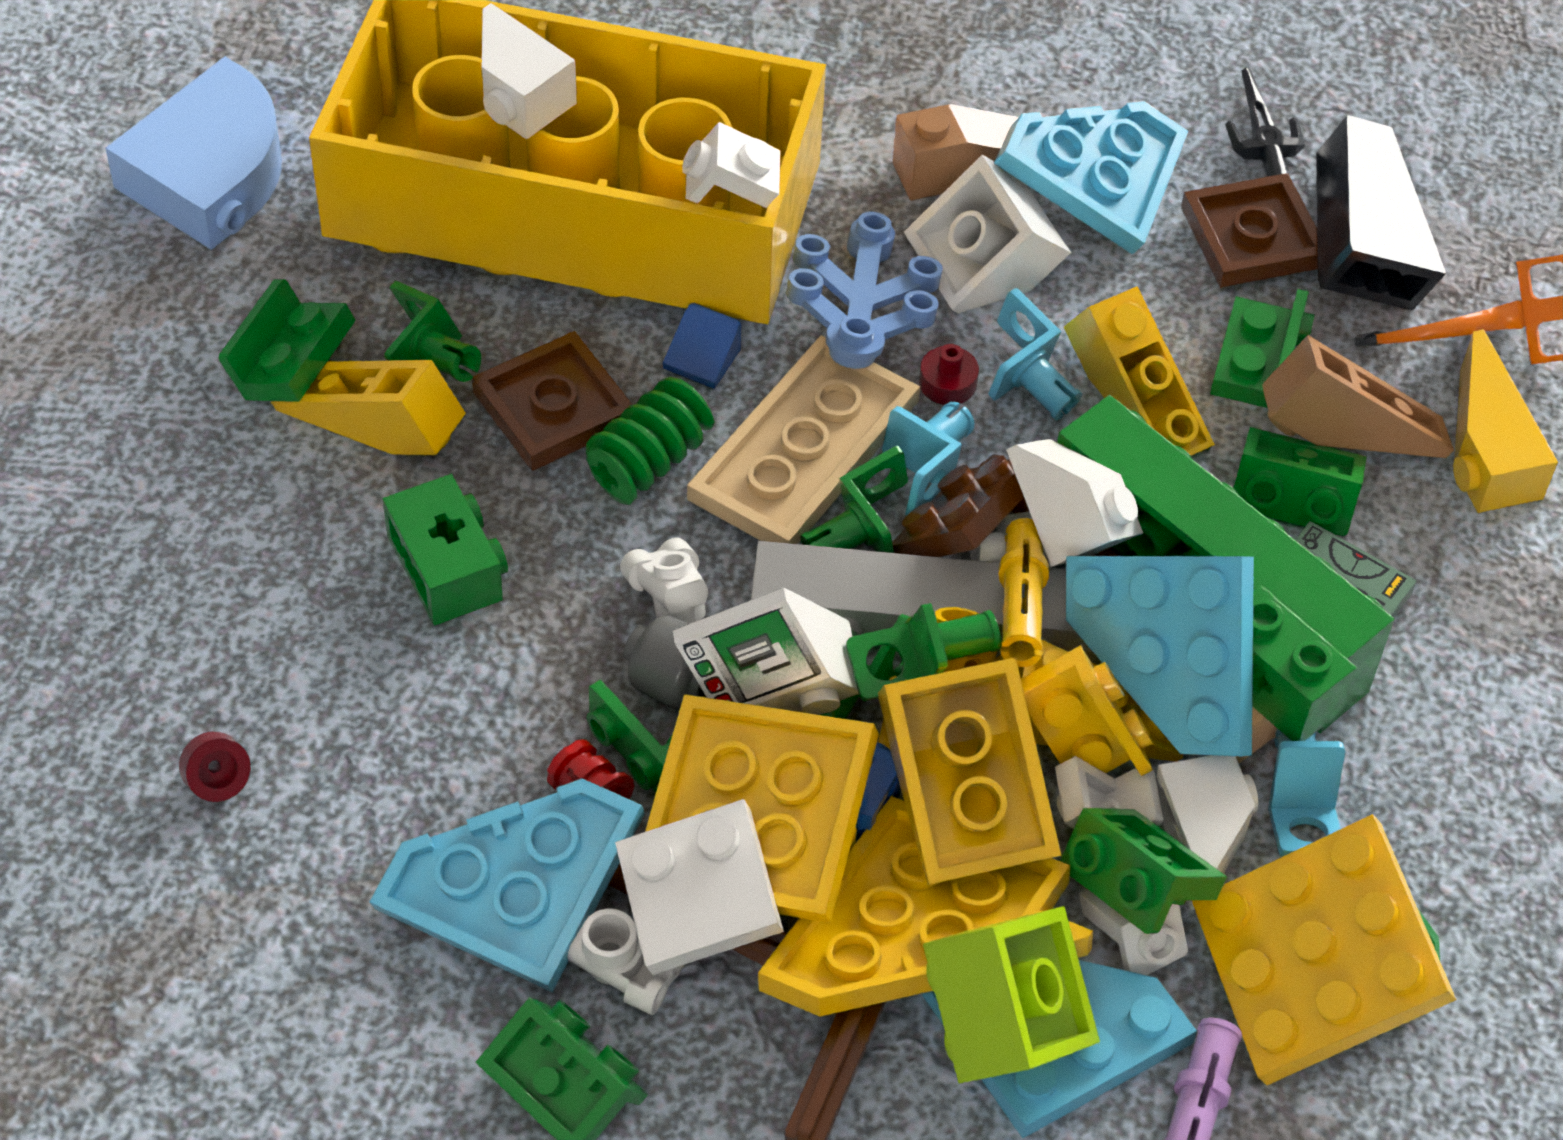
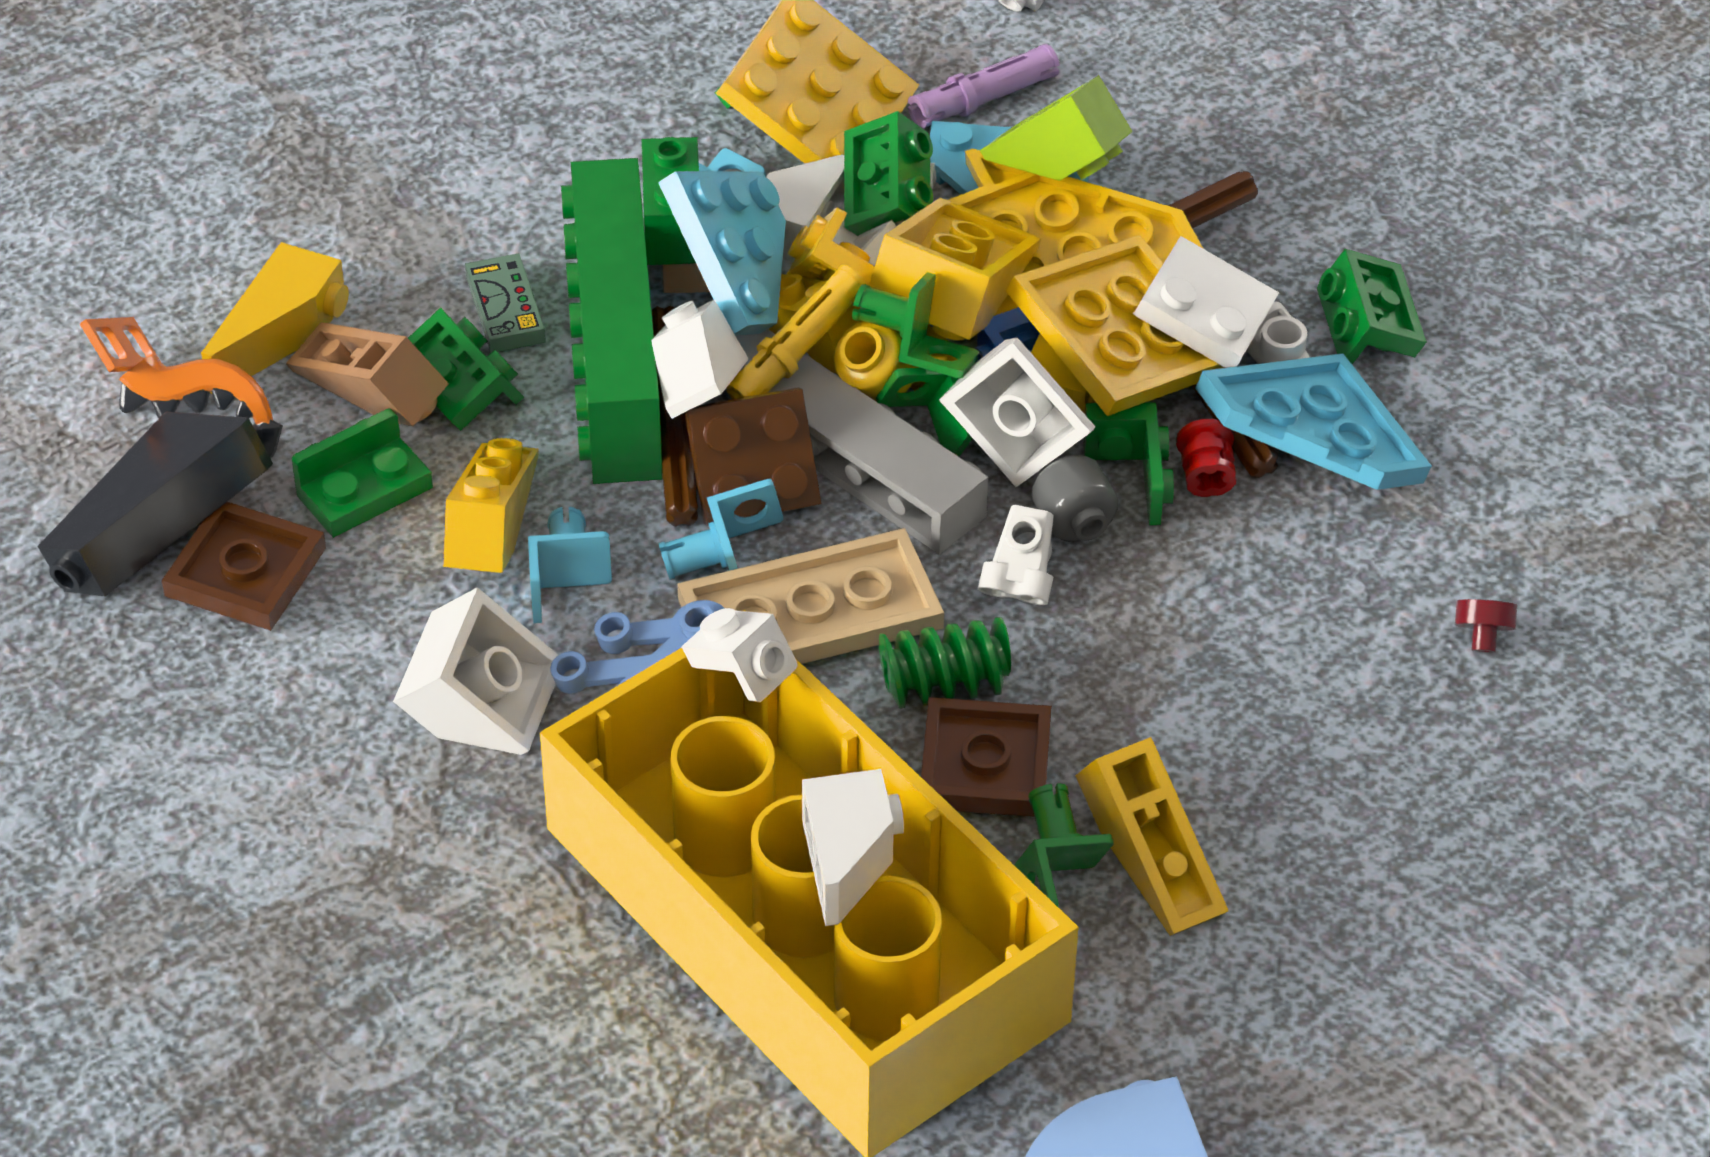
camera: 140 degrees left, 5 degrees down
(283, 344) = (1180, 927): green bracket -> none
(445, 549) = (1182, 678): green brick -> none
(859, 520) = (835, 520): green bracket -> none
(942, 143) = (397, 768): medium nougat slope -> none
(948, 374) = (632, 597): dark red tile -> none
(1098, 164) = (318, 664): medium azure plate -> none
(1266, 141) = (122, 641): black piece -> none

